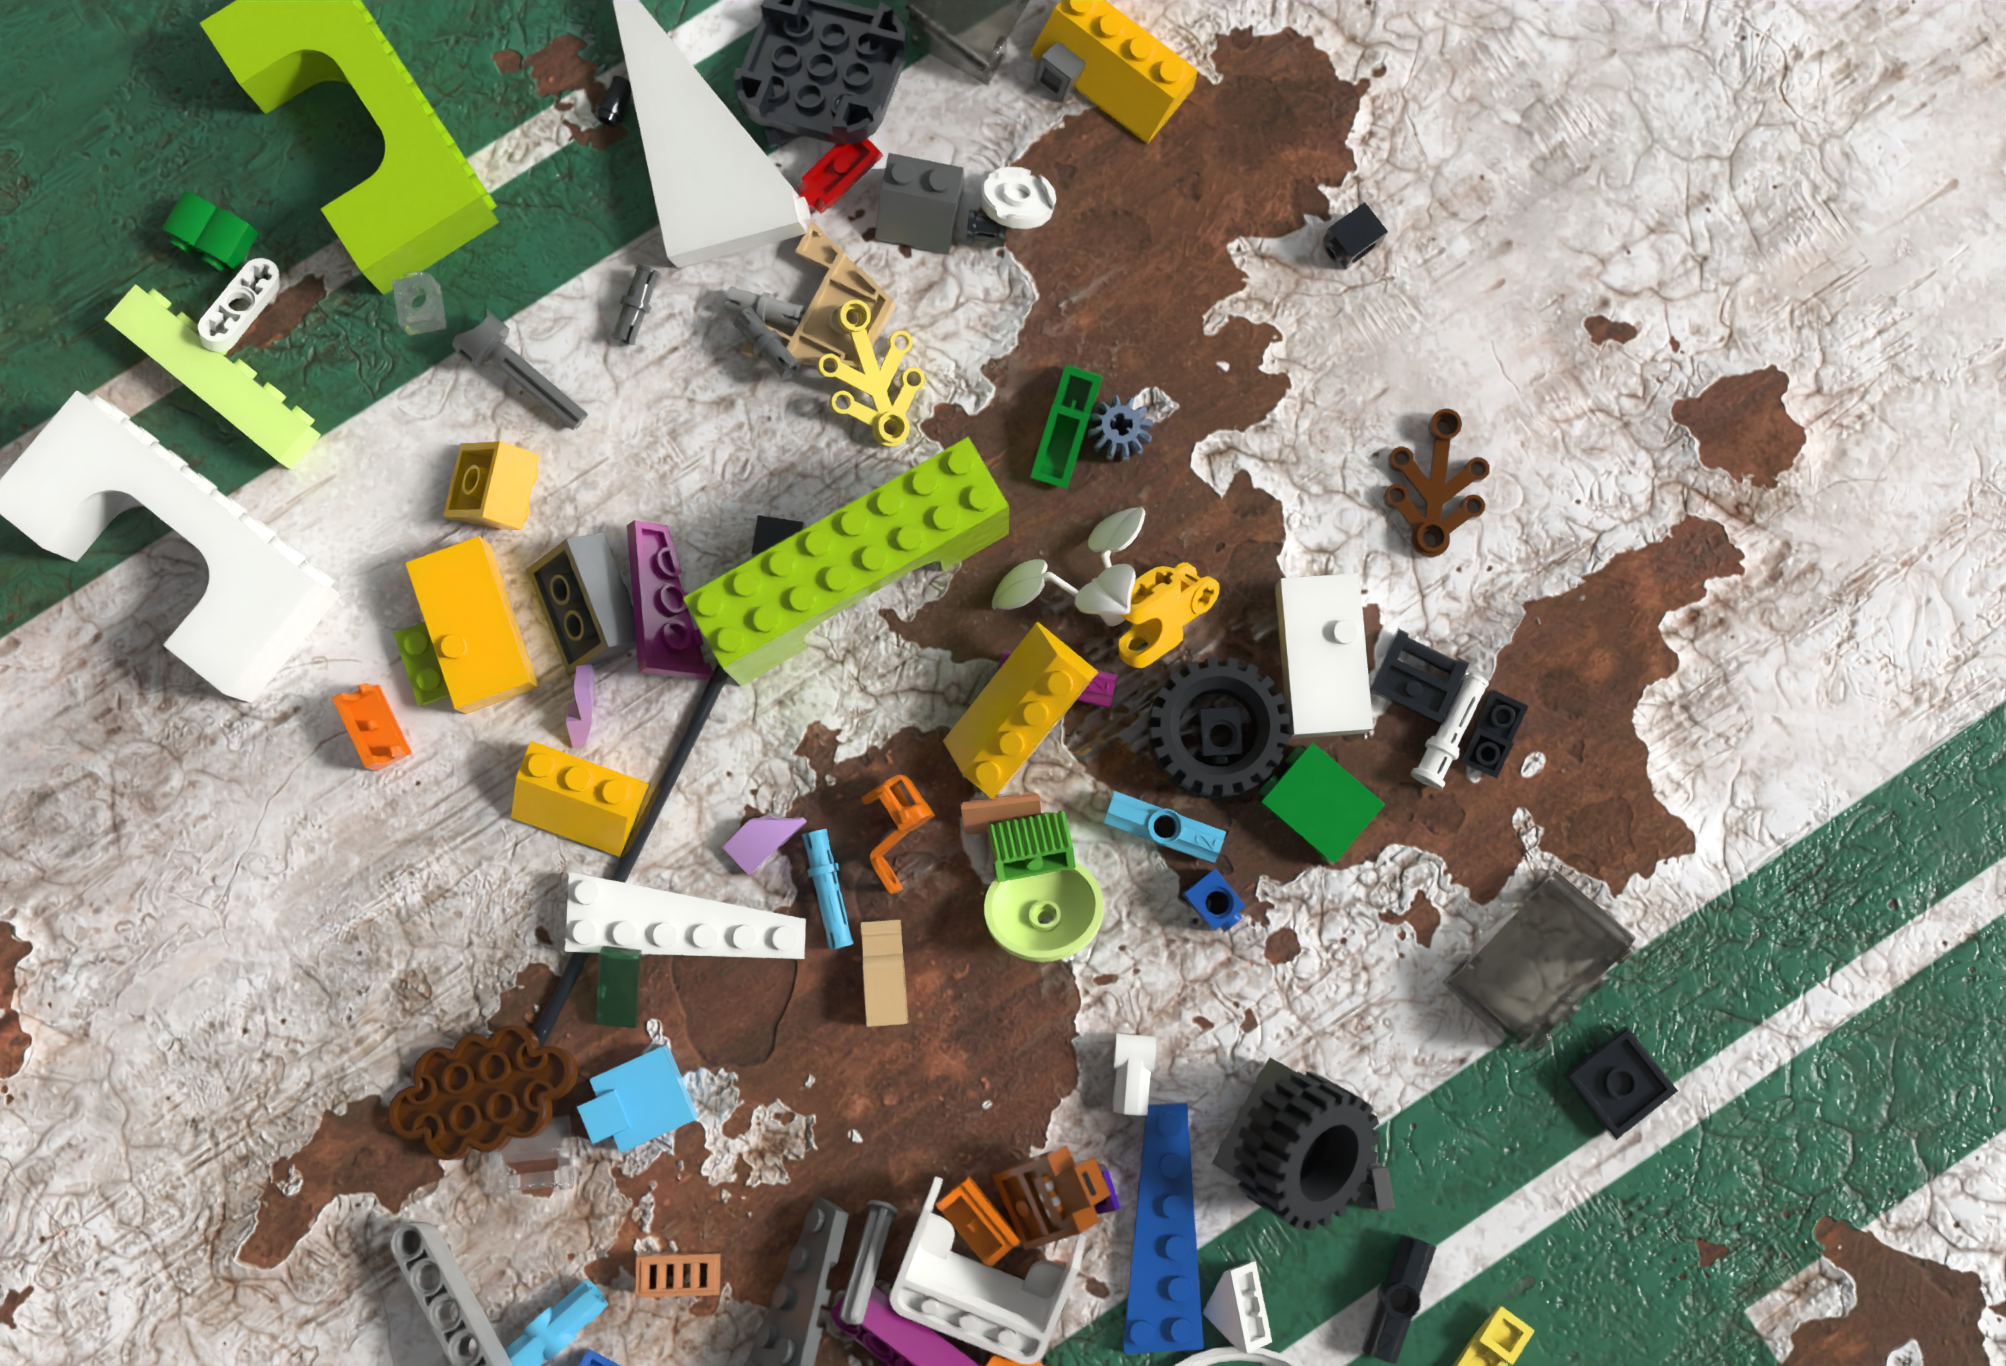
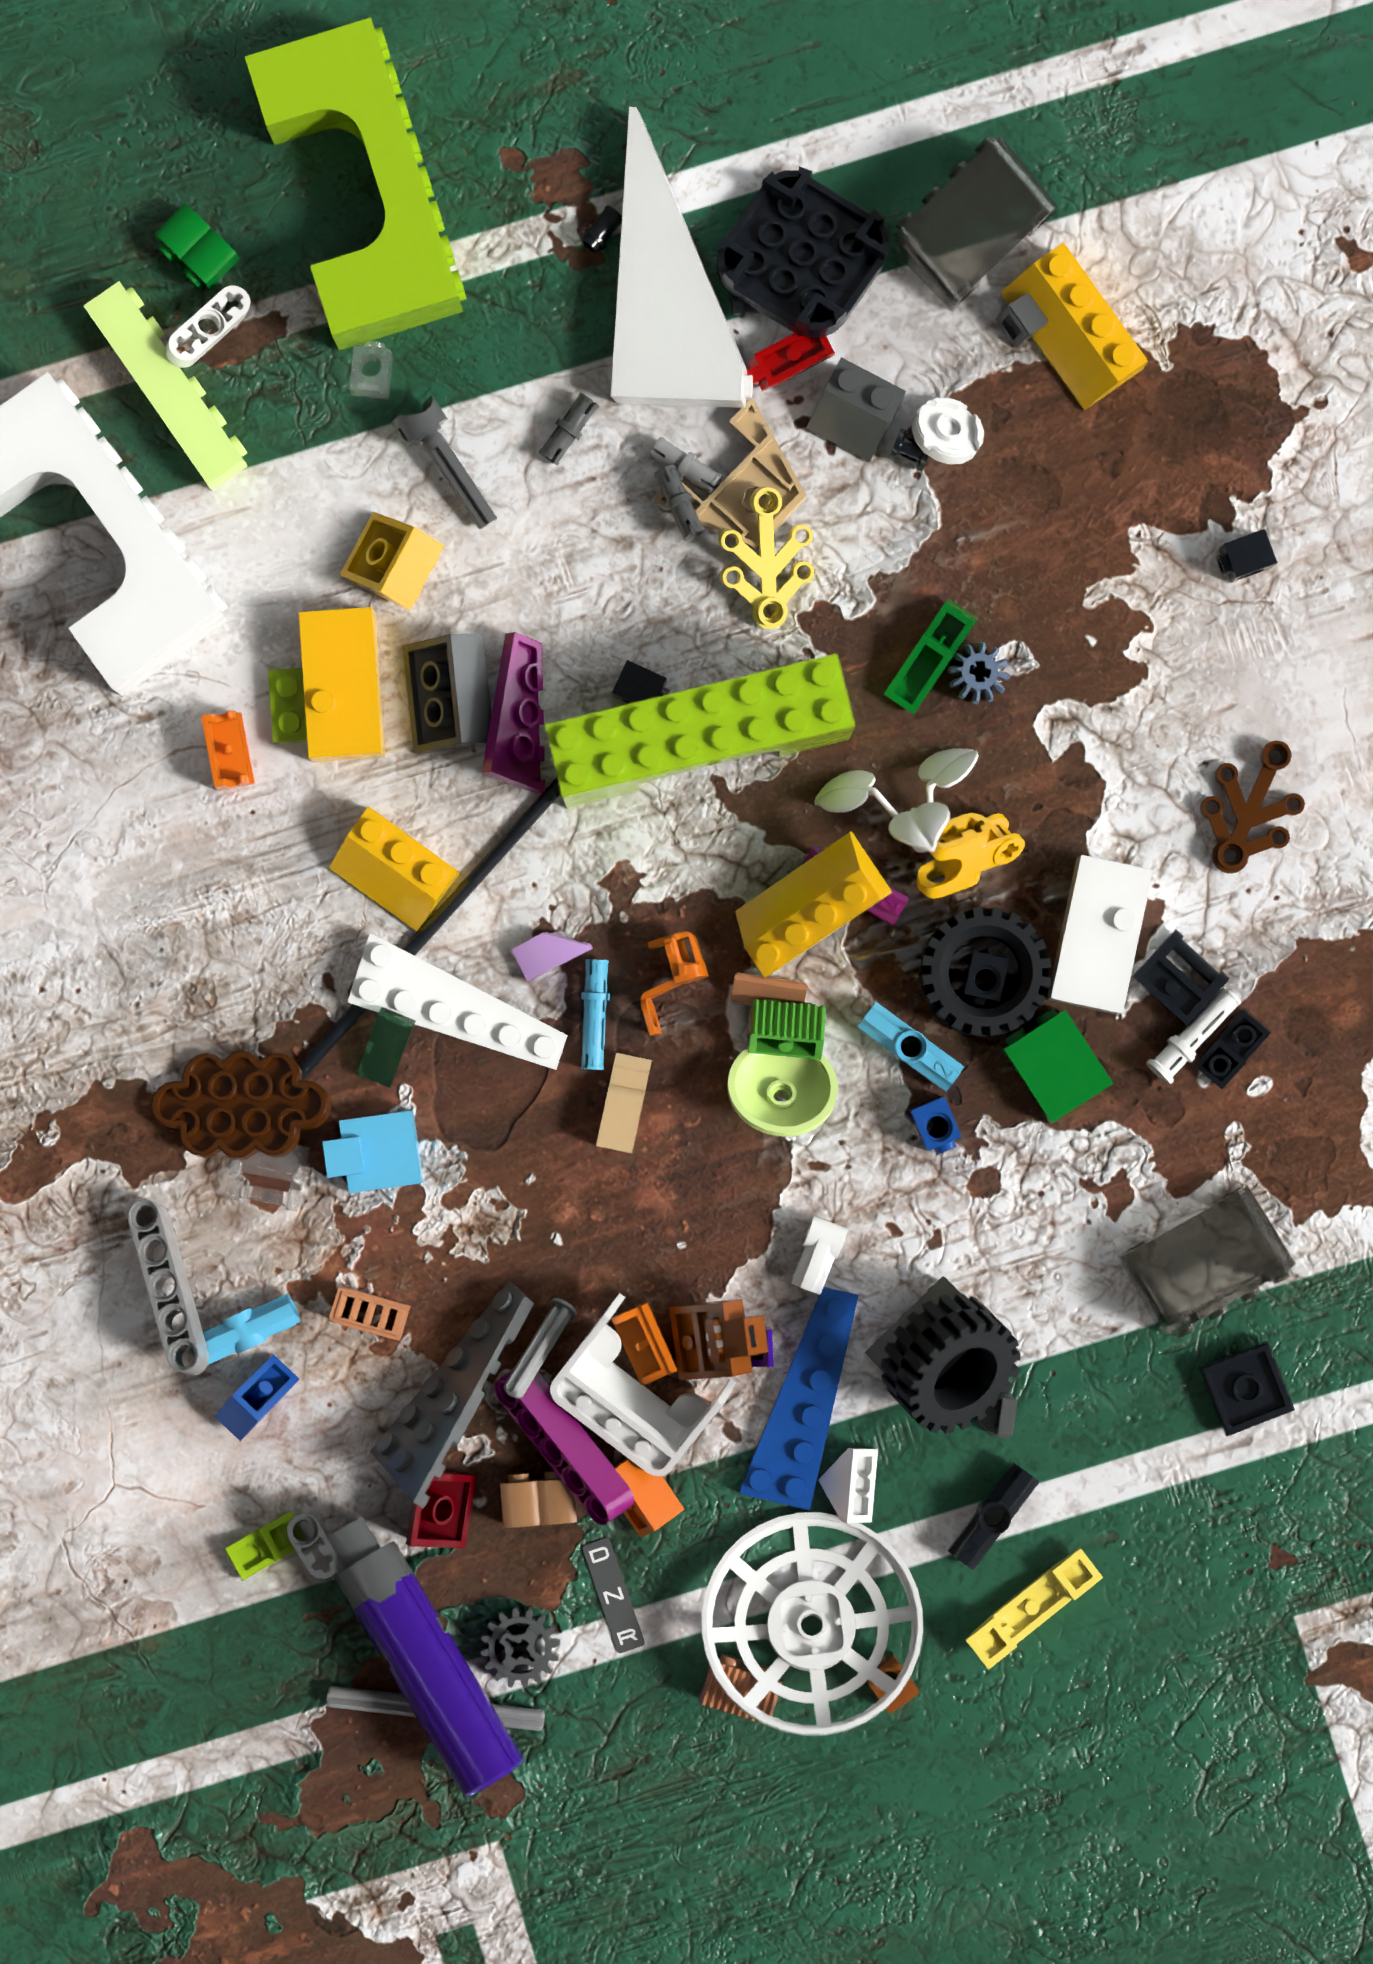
camera: 15 degrees right, 5 degrees up
(580, 712) = (417, 792): lavender slope -> none

